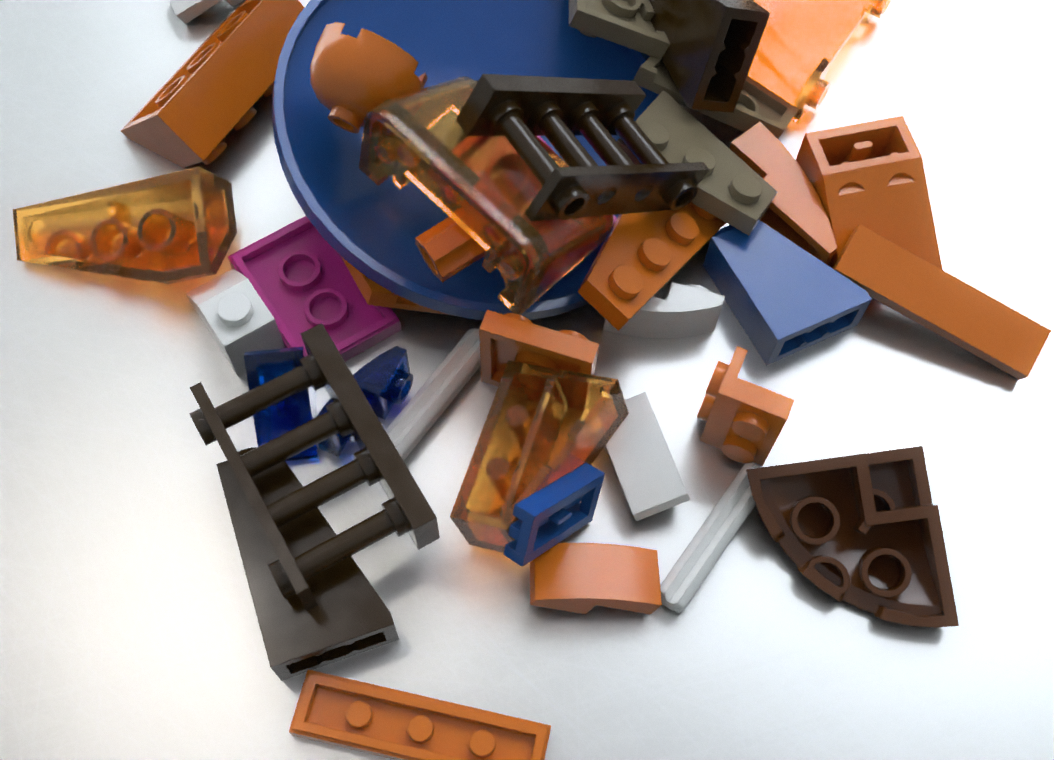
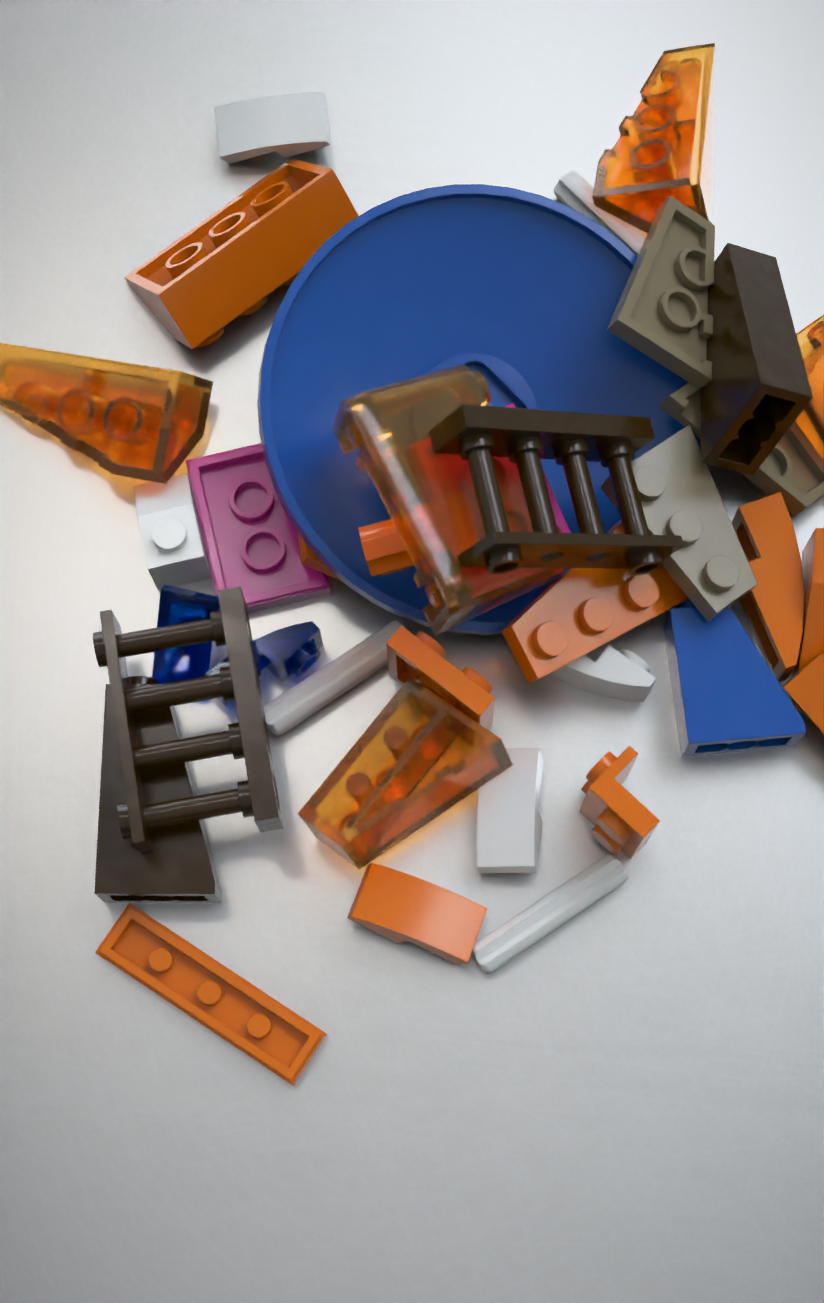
camera: 25 degrees right, 10 degrees up
(359, 74) = (355, 349): orange cylinder -> none
(553, 513) = (398, 842): blue tile -> none
(863, 532) = (691, 959): reddish brown brick -> none

